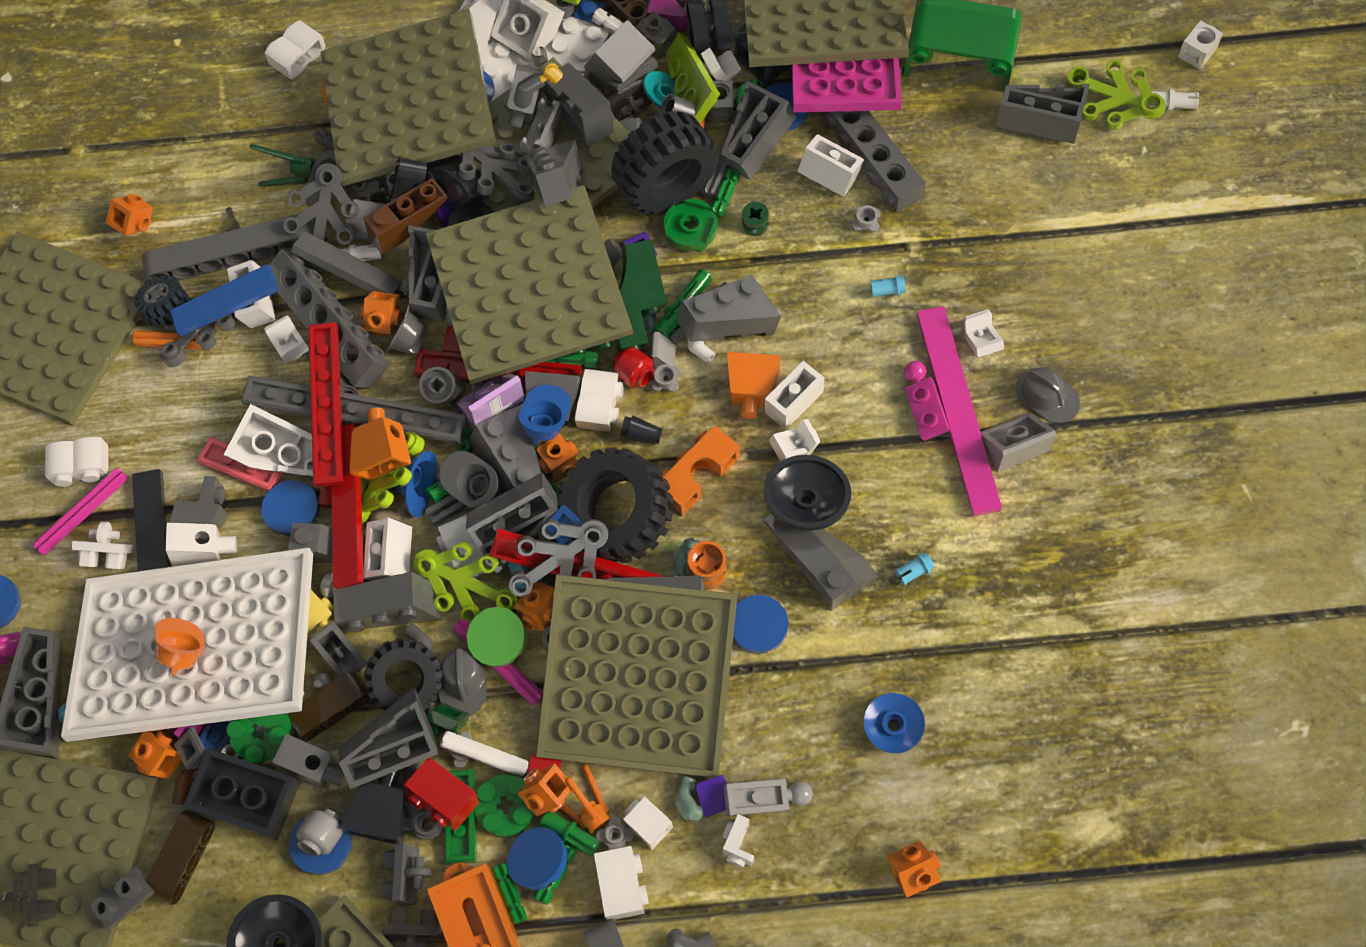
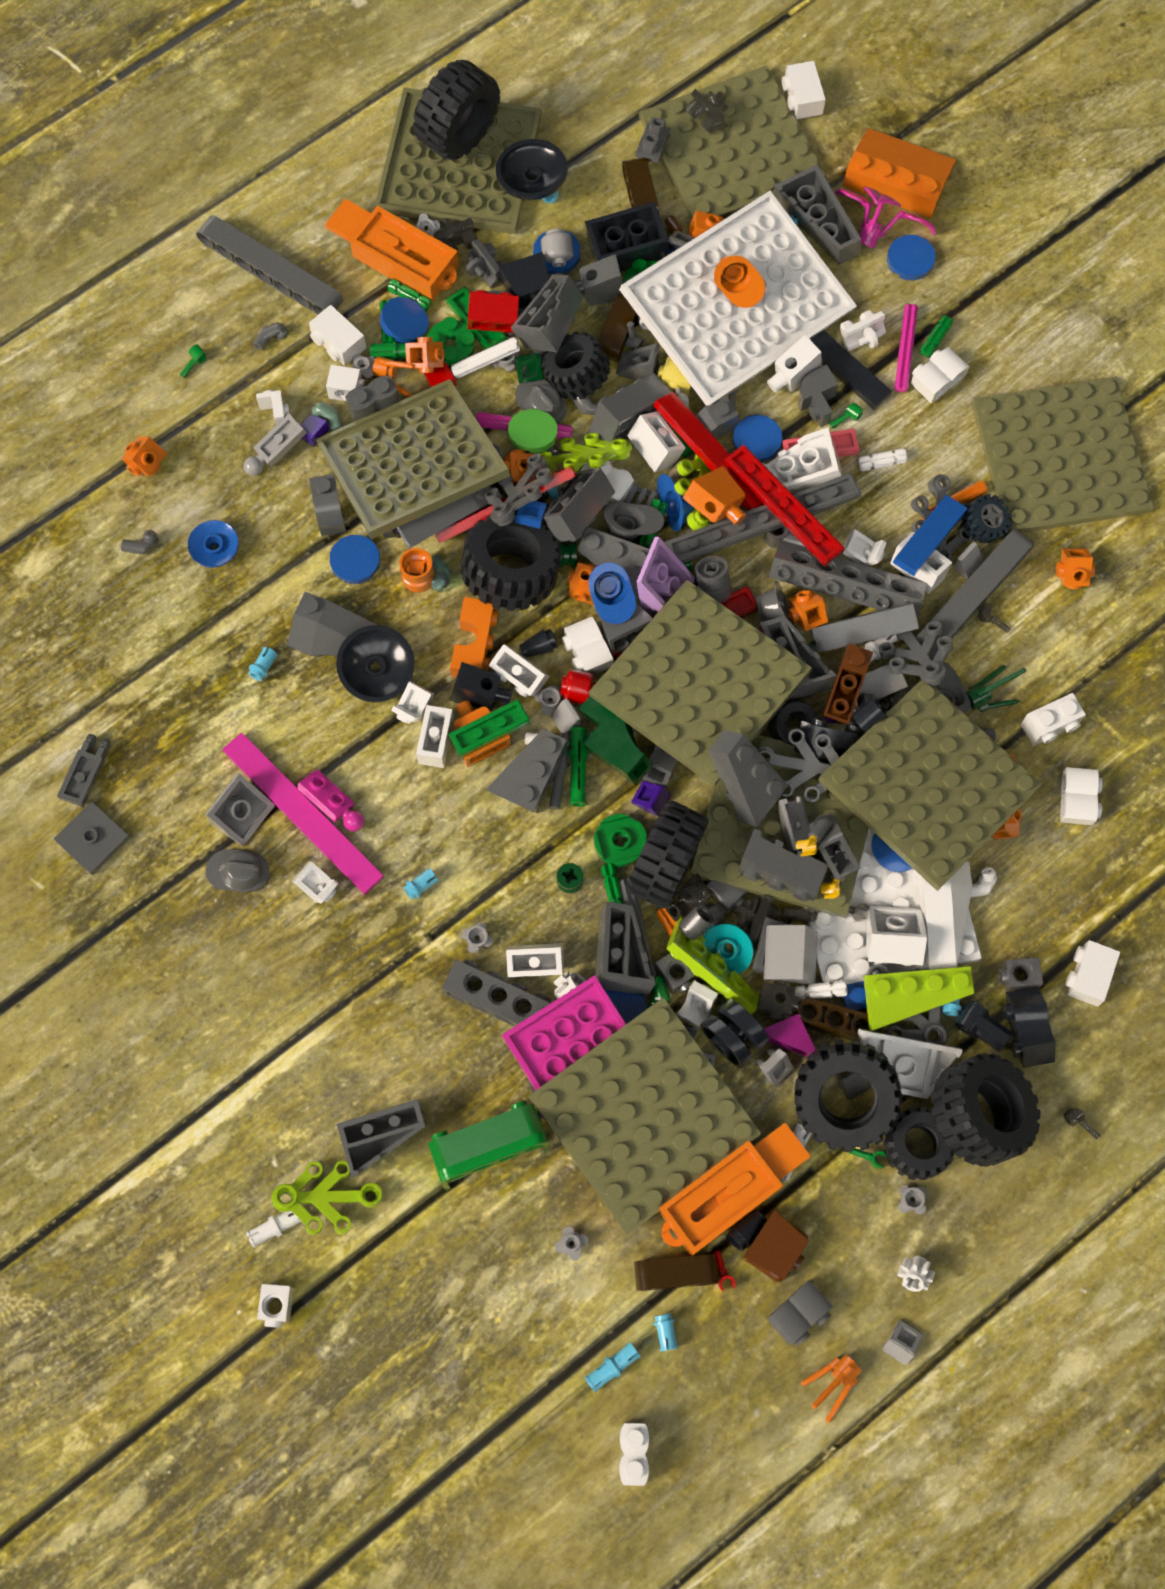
camera: 140 degrees right, 5 degrees up
(43, 504) = (936, 336): none -> green axle
(183, 477) = (852, 411): none -> green hand
(198, 416) = (882, 459): none -> white axle
(208, 282) = (969, 561): none -> light grey slope
(261, 112) = (1053, 719): none -> white brick
(621, 781) = (371, 398): none -> dark grey brick
(677, 409) = (519, 671): none -> white brick
(727, 414) = (478, 687): none -> black torso
(741, 366) = (489, 728): none -> green tile
(751, 690) = (327, 505): none -> dark grey brick
(812, 127) = (567, 983): none -> white gear
(969, 772) = (142, 546): none -> dark grey arm
(1151, 564) = (84, 772): none -> dark grey hinge
(1173, 499) = (91, 838): none -> dark grey plate

